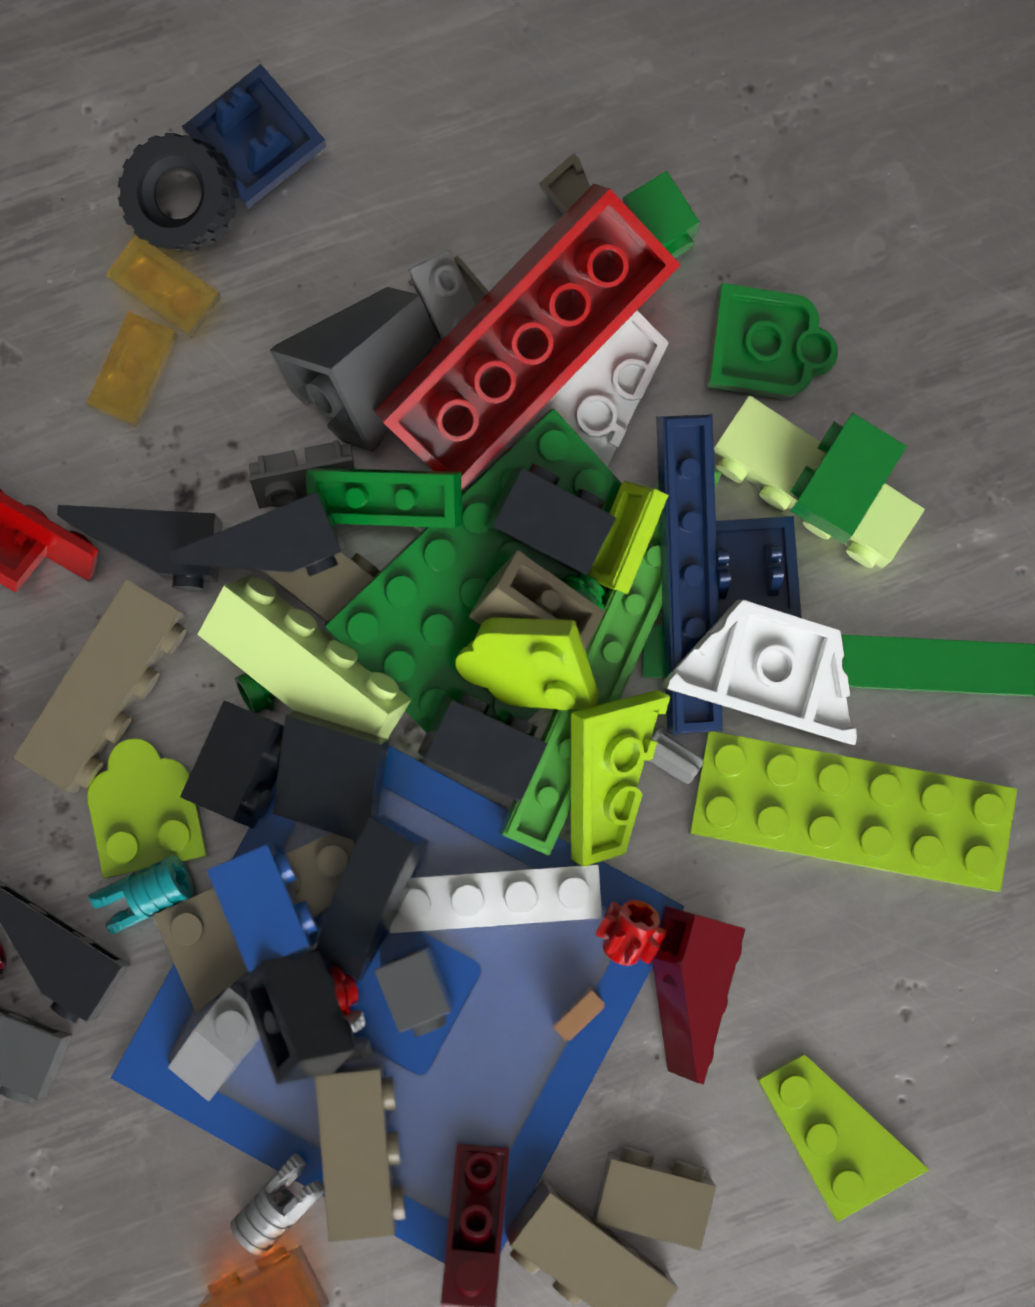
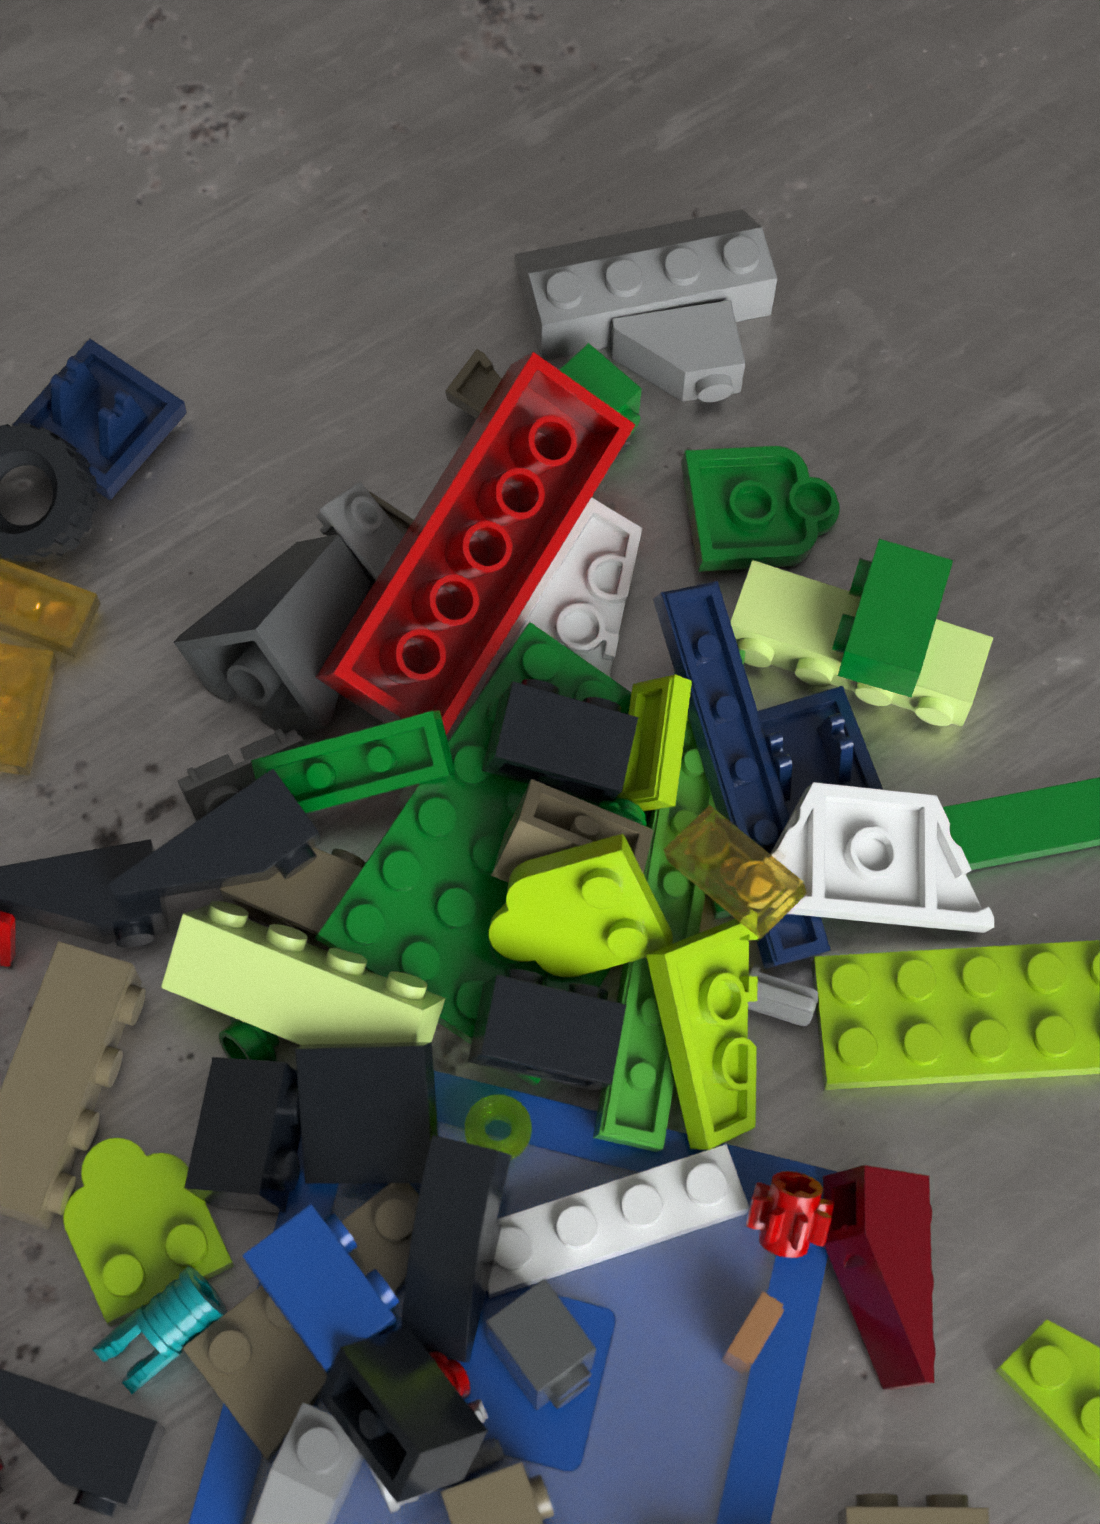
camera: 15 degrees left, 15 degrees down
(411, 803) = (499, 1108): none -> clear neon green plate
(660, 659) = (735, 871): none -> clear yellow plate
(732, 118) = (681, 264): none -> light grey slope
(746, 191) = (683, 350): none -> light grey slope

